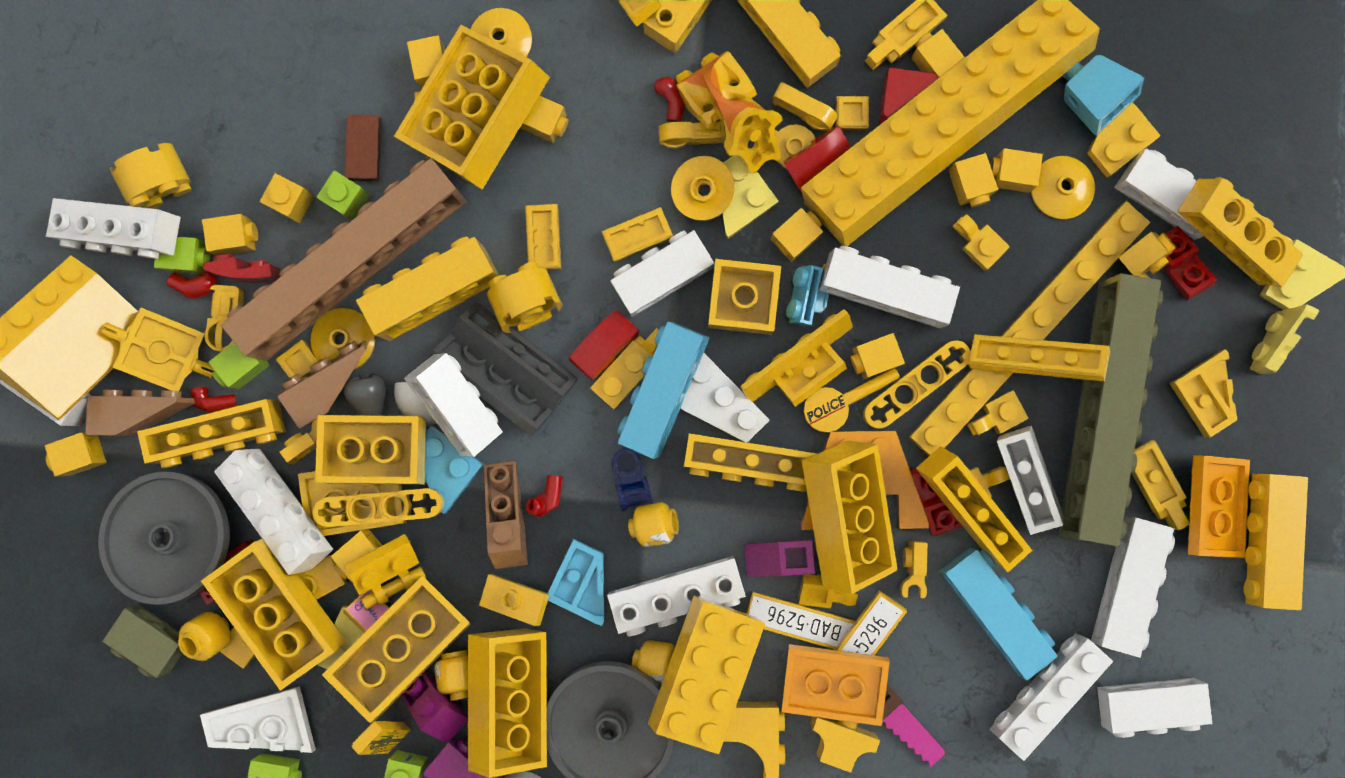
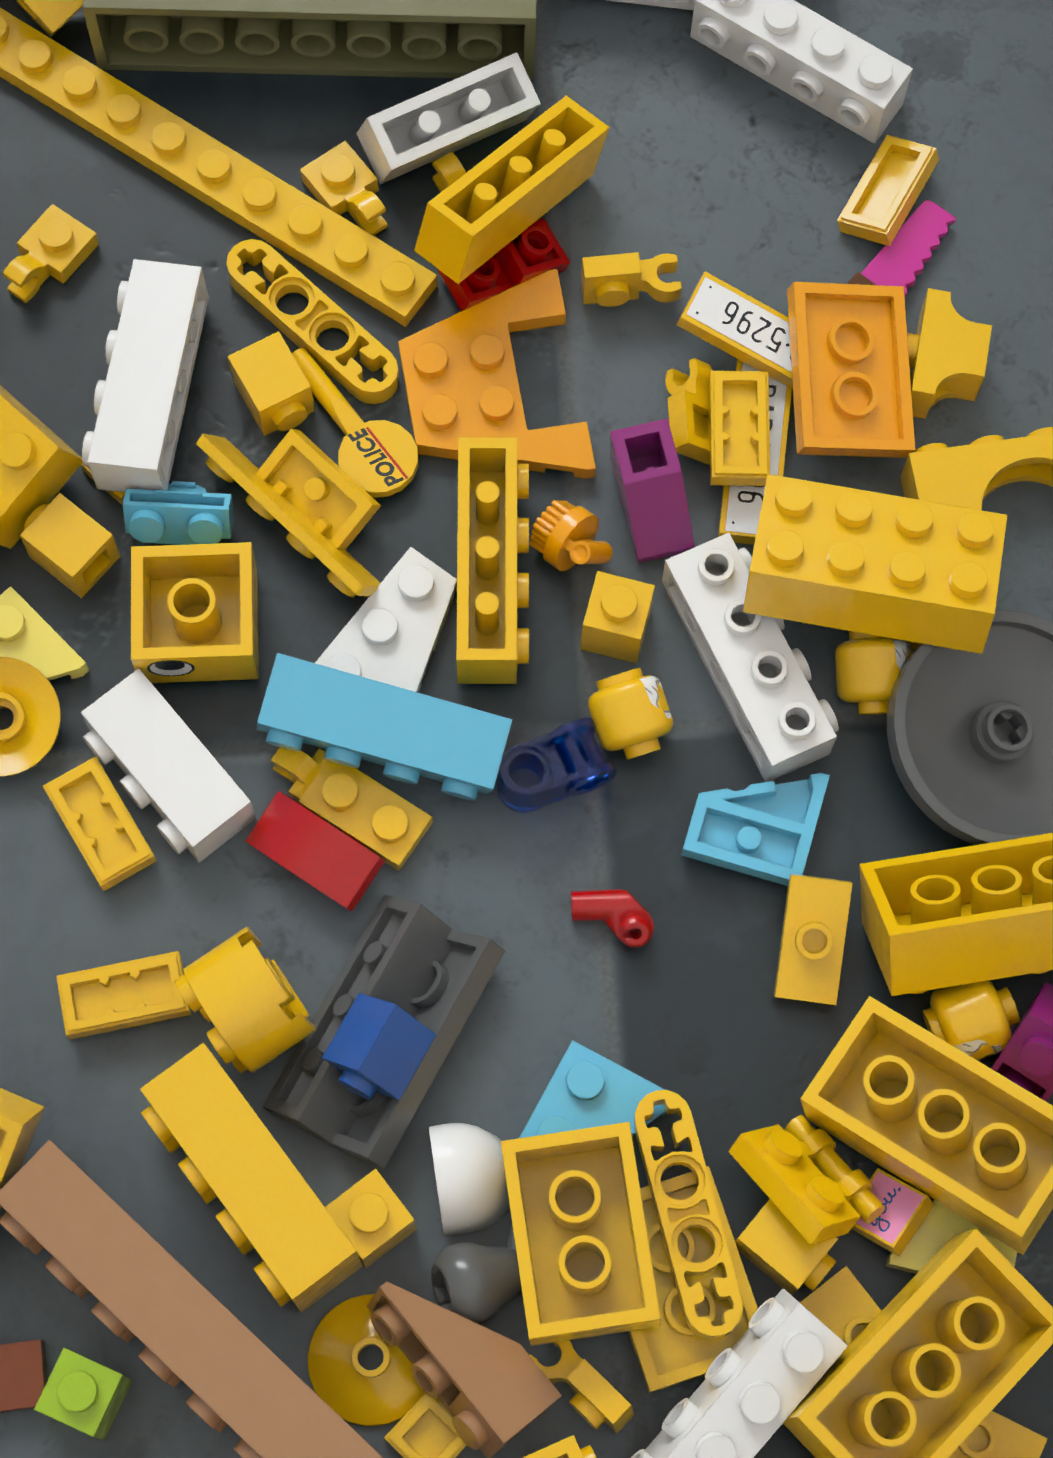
camera: 105 degrees left, 15 degrees down
(405, 347) = (372, 1217): none -> yellow brick
(454, 404) = (467, 1095): white brick -> none
(487, 362) = (378, 1048): none -> blue brick
(504, 516) = (660, 981): medium nougat slope -> none
(709, 526) = (617, 617): none -> yellow brick
(761, 507) = (567, 536): none -> light orange piece
(810, 614) = (739, 428): none -> yellow plate
(850, 516) = (557, 375): yellow brick -> none
(954, 731) = (888, 190): none -> yellow tile
(998, 612) = (678, 145): medium azure brick -> none
(1039, 357) = (240, 121): yellow tile -> none

